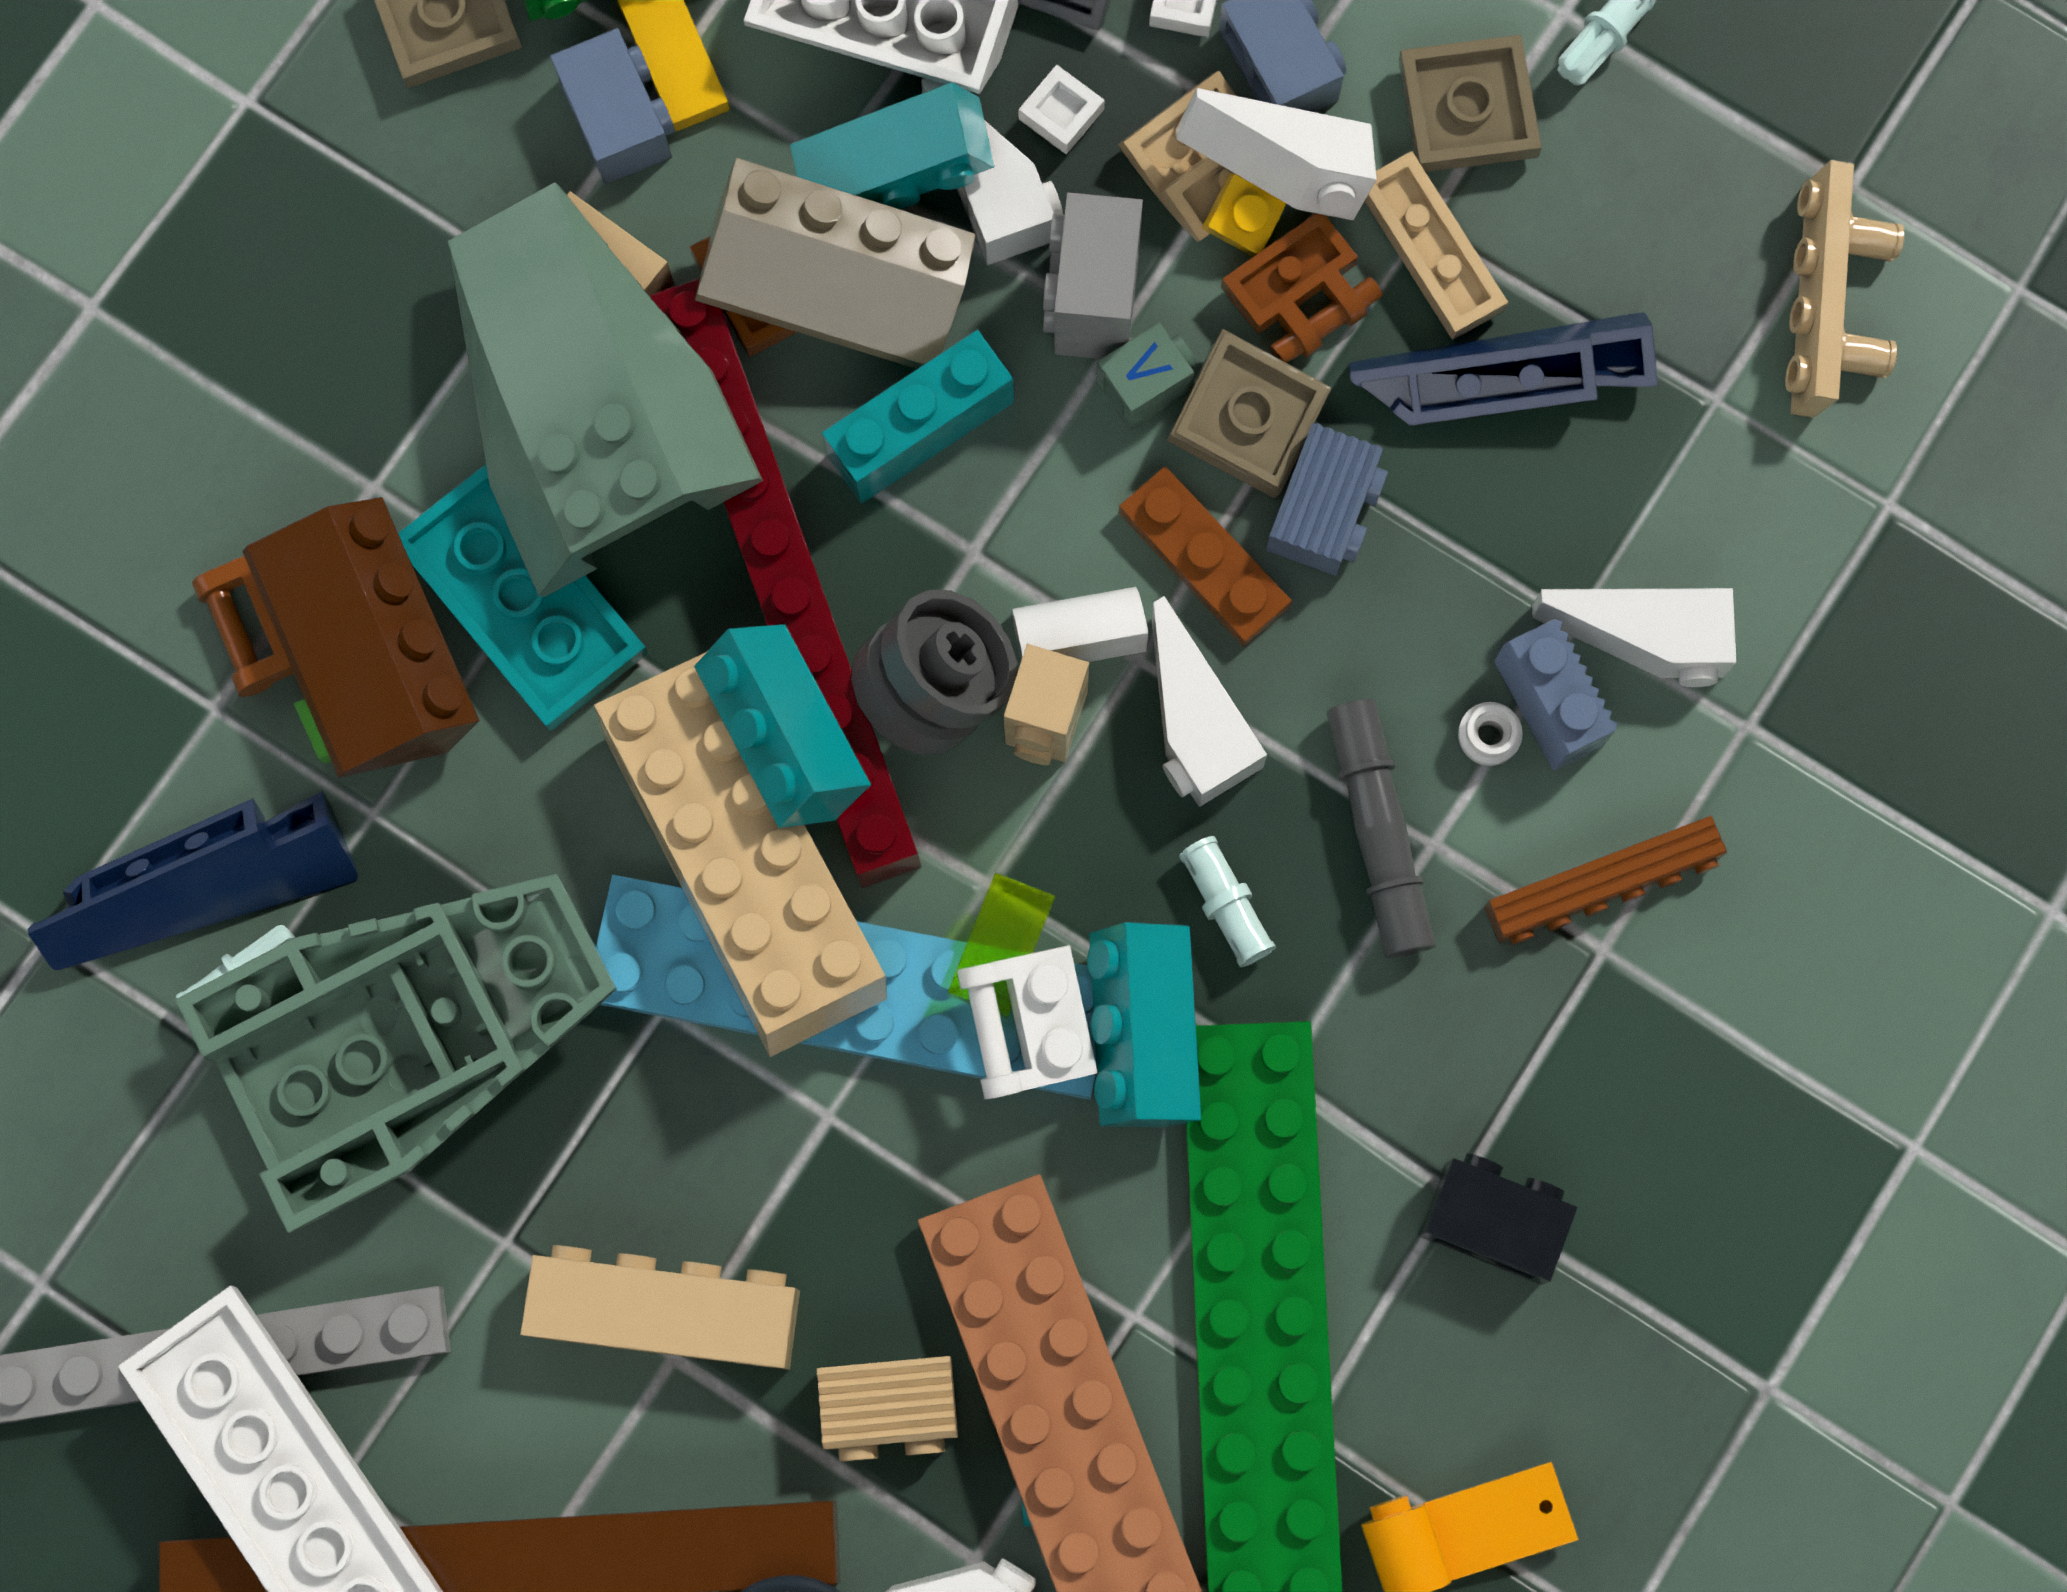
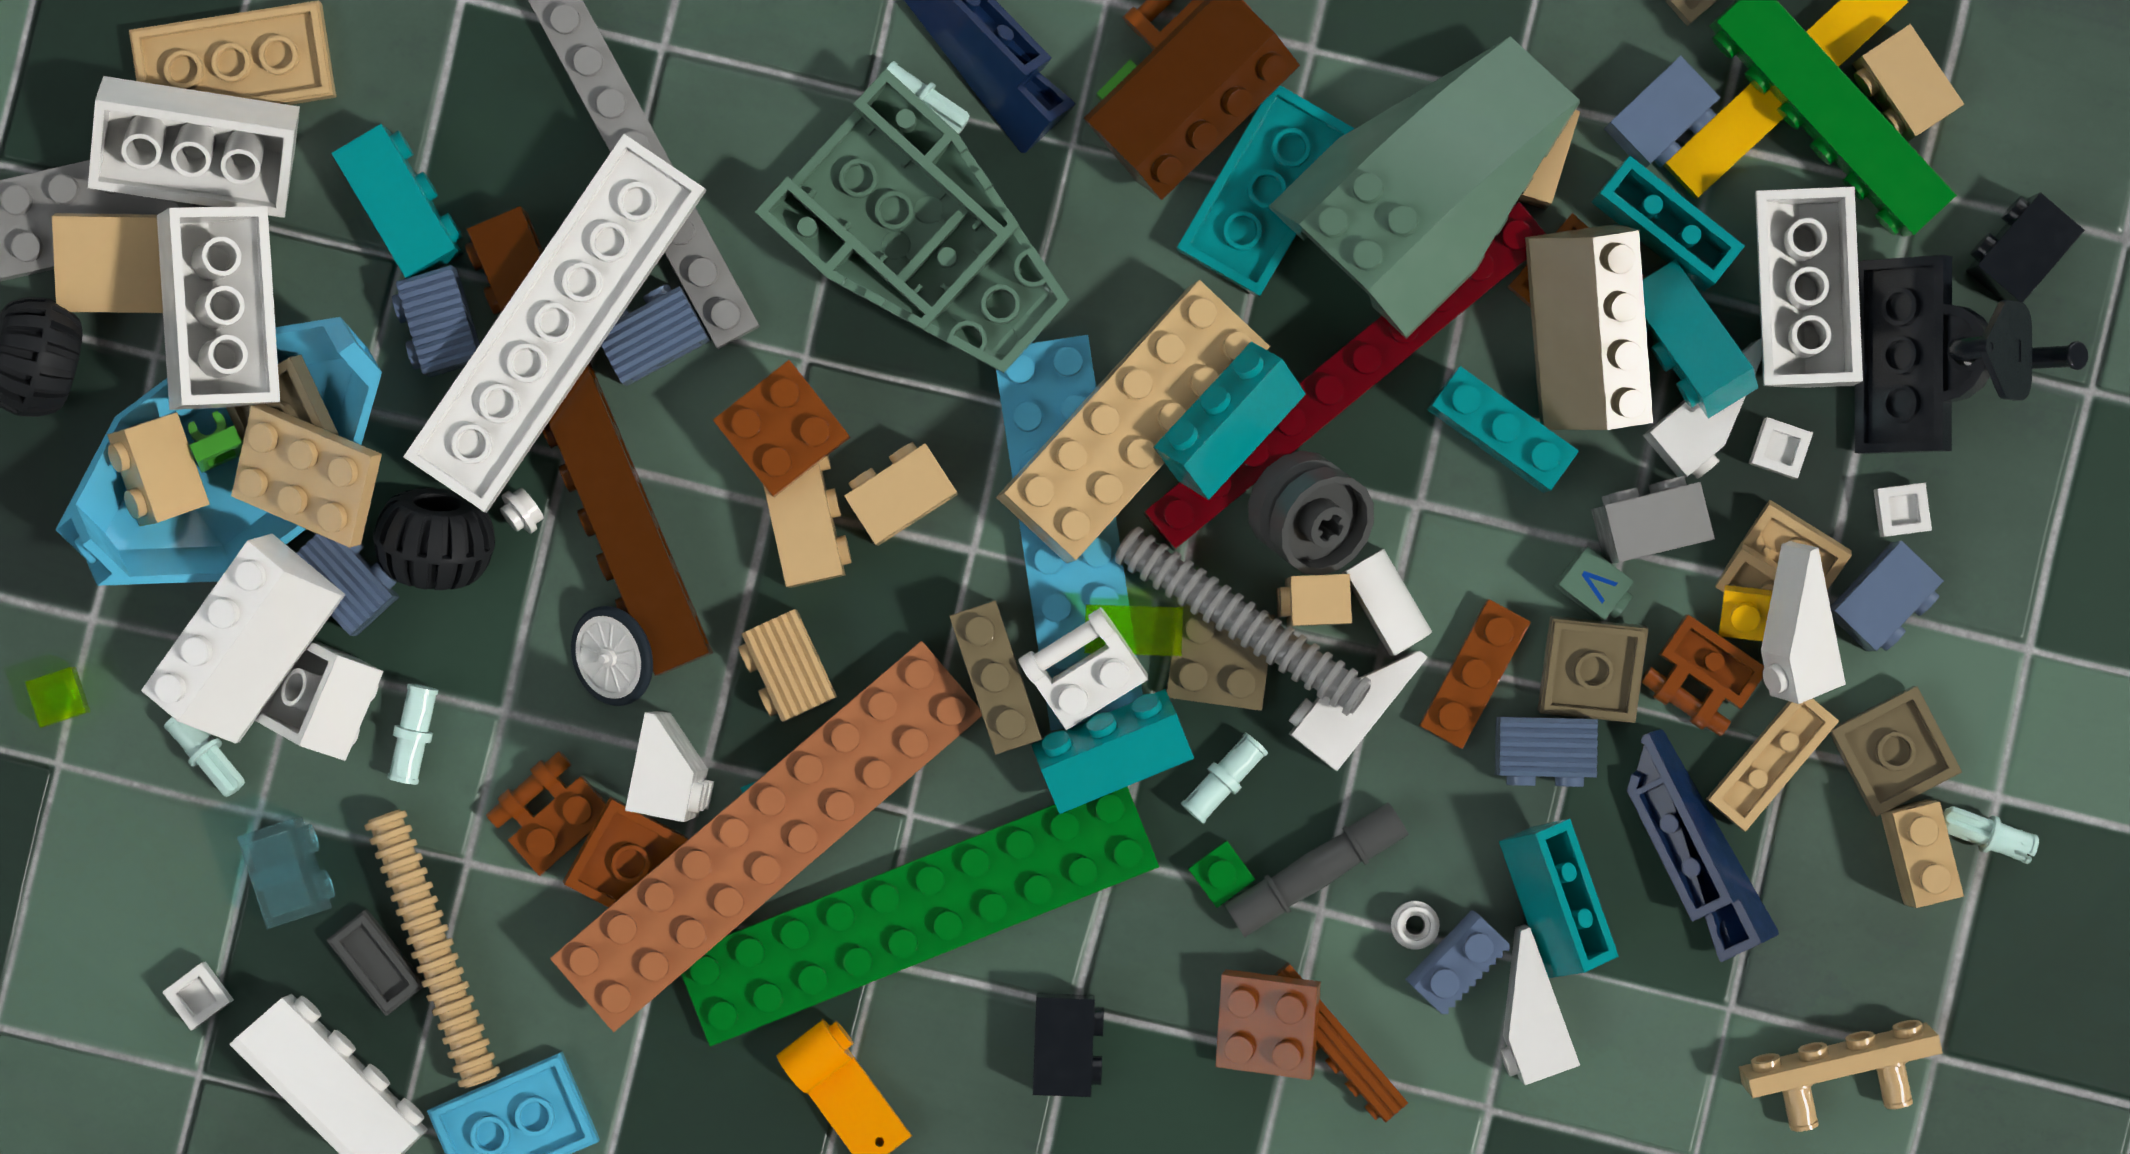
camera: 70 degrees right, 10 degrees up
(397, 1426) = (654, 334): none -> sand blue brick
(578, 1298) = (781, 428): none -> dark orange plate
(720, 1180) = (899, 493): none -> tan brick
(750, 126) = (1668, 223): none -> teal brick
(998, 1140) = (995, 677): none -> dark tan brick
(1037, 804) = (1242, 620): none -> light grey piece
(1076, 850) = (1216, 667): none -> dark tan plate
(1345, 948) = (1221, 873): none -> green plate
(1516, 544) = (1558, 898): none -> teal brick
(1556, 953) = (1268, 1024): none -> dark orange plate
(1604, 111) = (1922, 853): none -> tan brick

